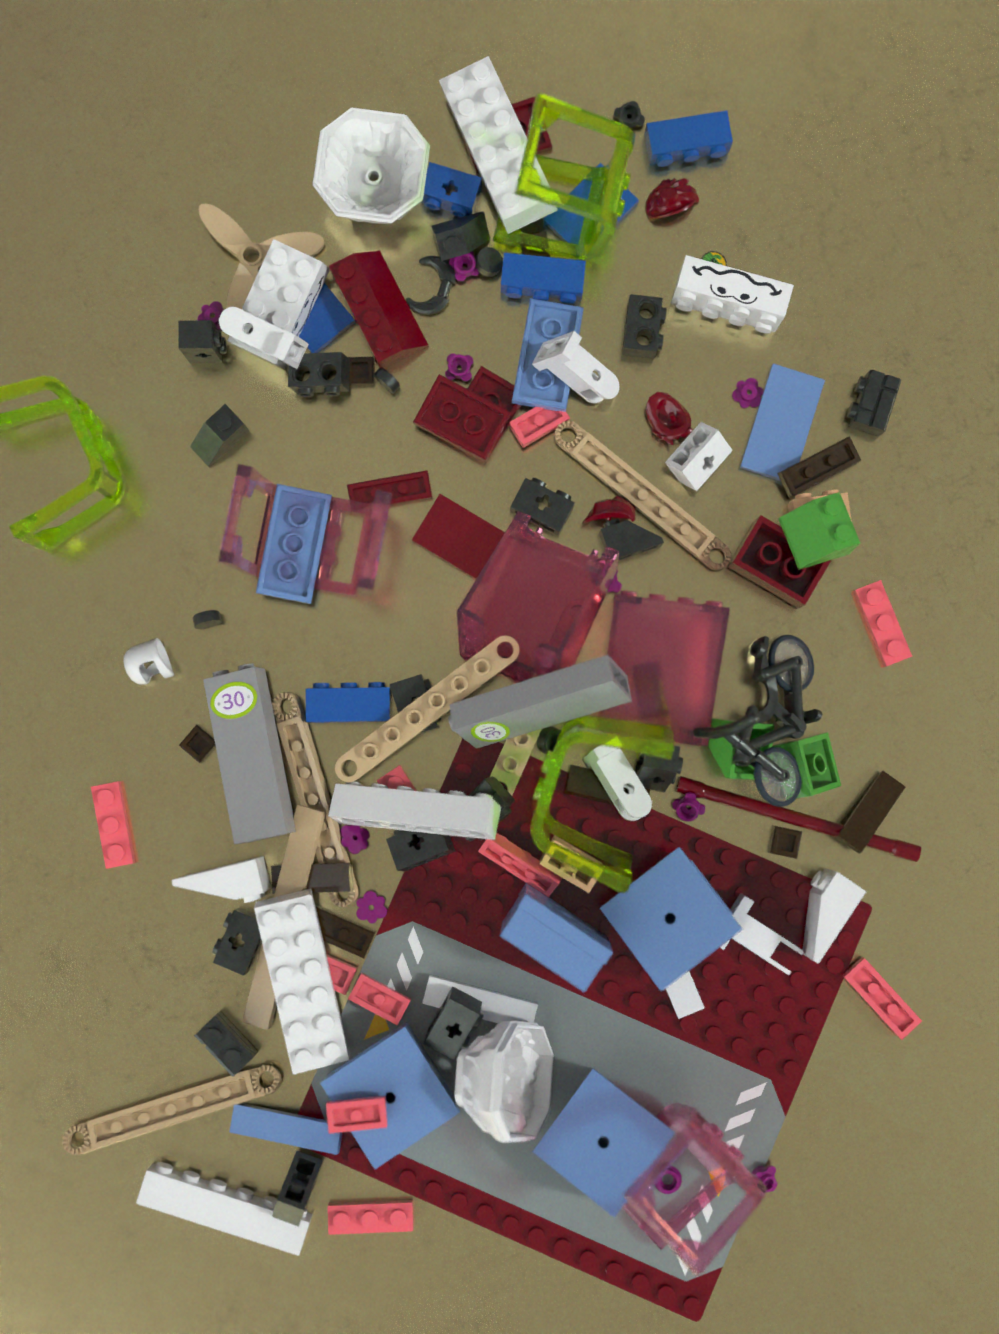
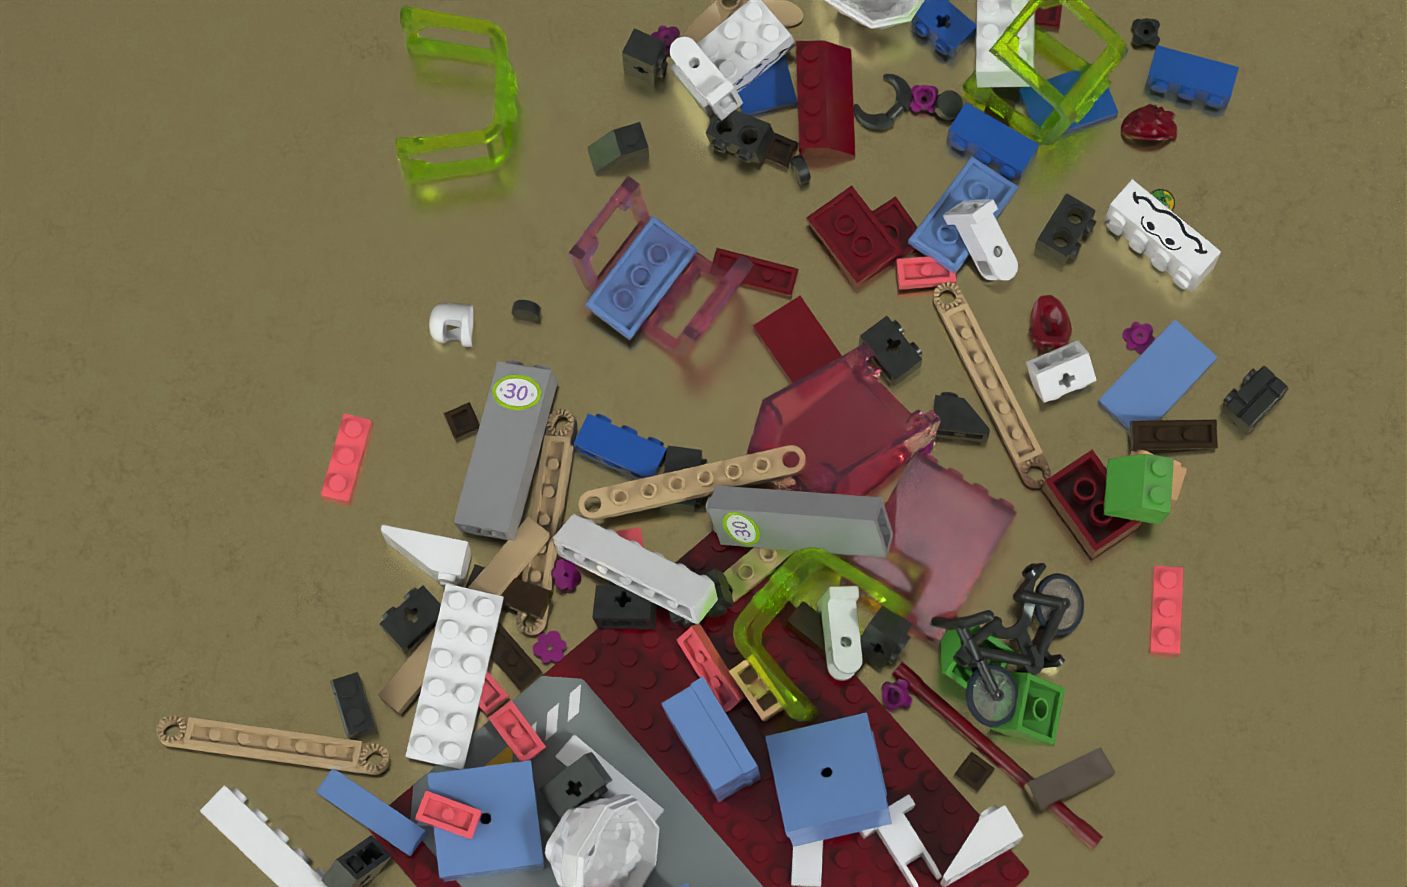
camera: 30 degrees right, 10 degrees down
(455, 360) = (882, 186): magenta plate -> none
(460, 235) = (933, 69): pearl dark grey slope -> none
(611, 508) = (953, 380): dark red hat -> none

